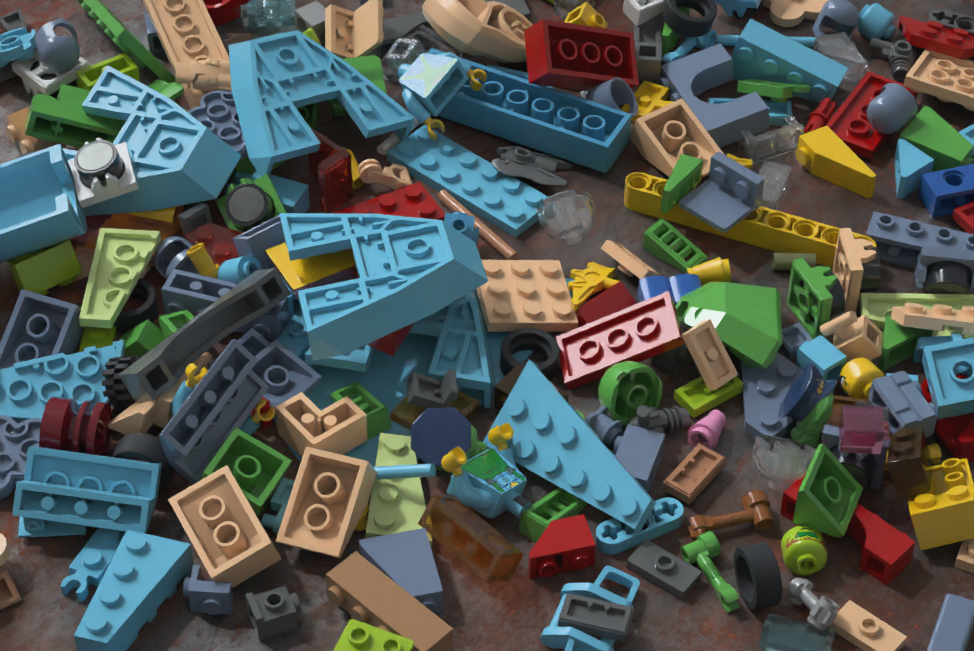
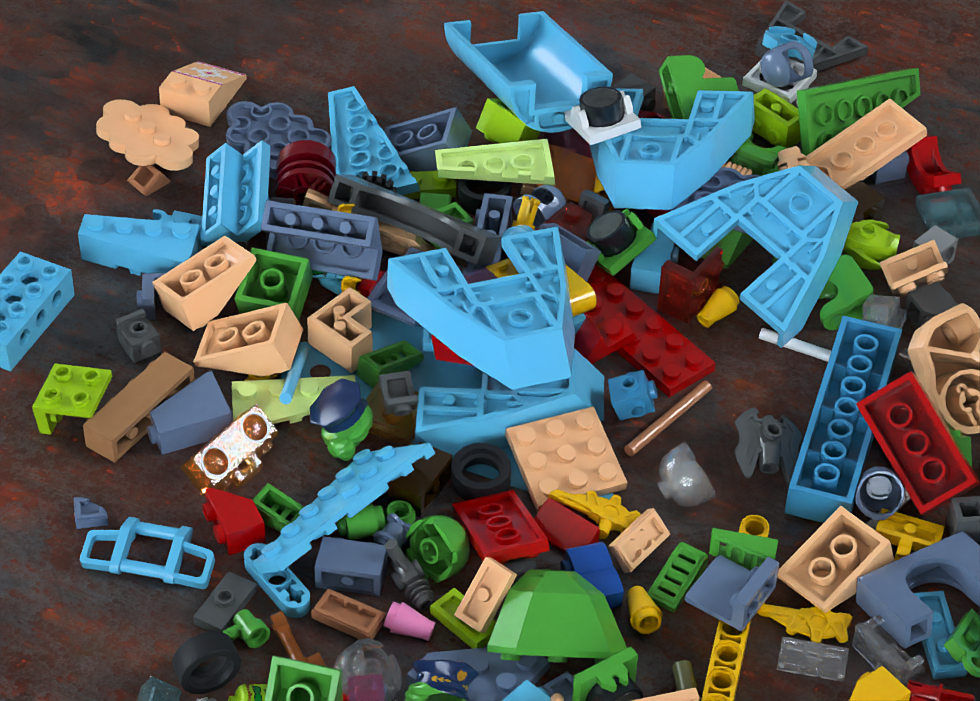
camera: 80 degrees right, 0 degrees up
(394, 176) = (706, 318): light nougat piece -> none
(433, 83) = (824, 327): medium azure torso -> none
(469, 179) = (751, 380): medium azure plate -> none
(489, 480) = (298, 453): torso -> none
(596, 617) = (146, 547): dark grey plate -> none

